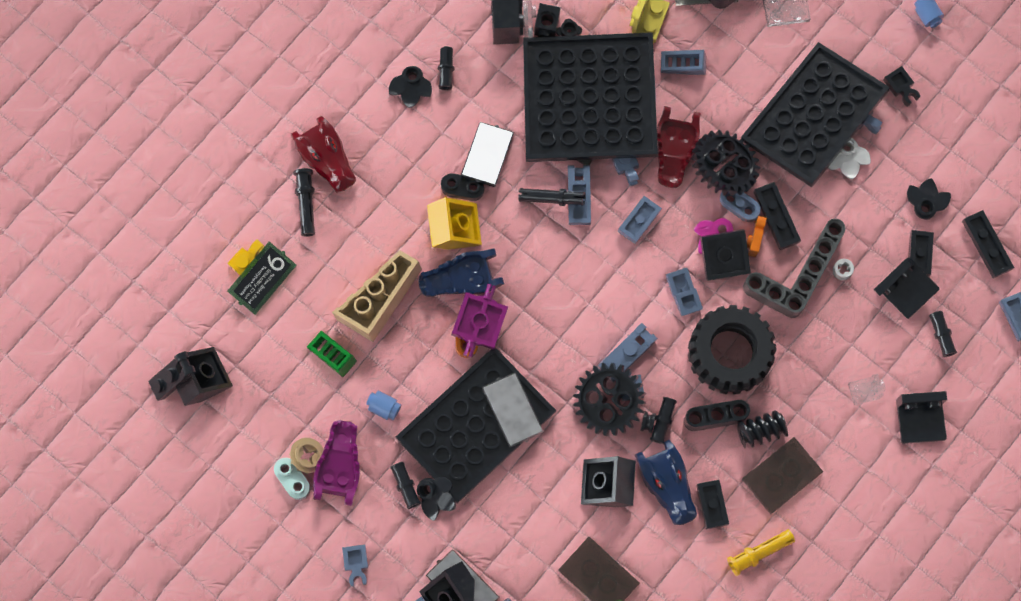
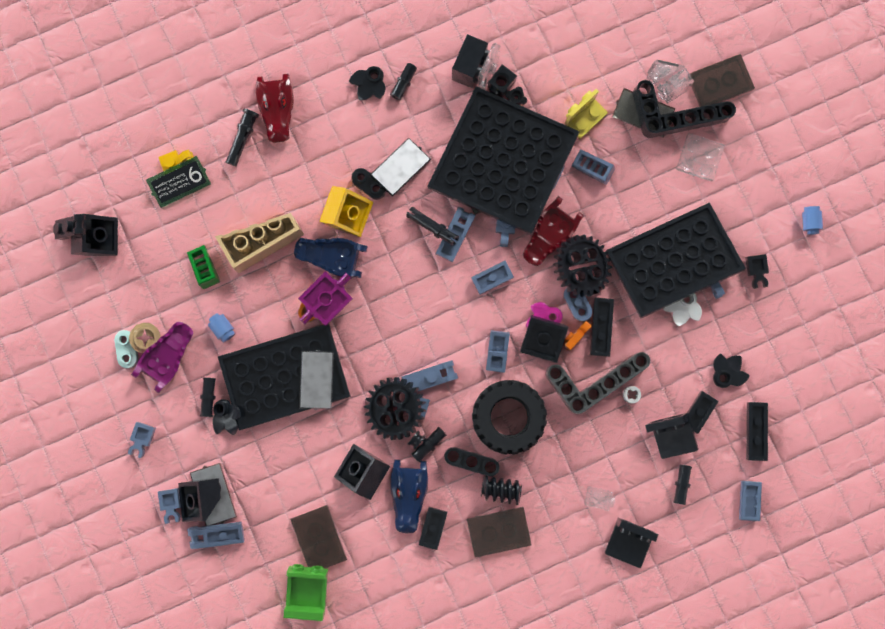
camera: 30 degrees right, 10 degrees up
(753, 555) = (458, 582): yellow pin -> none

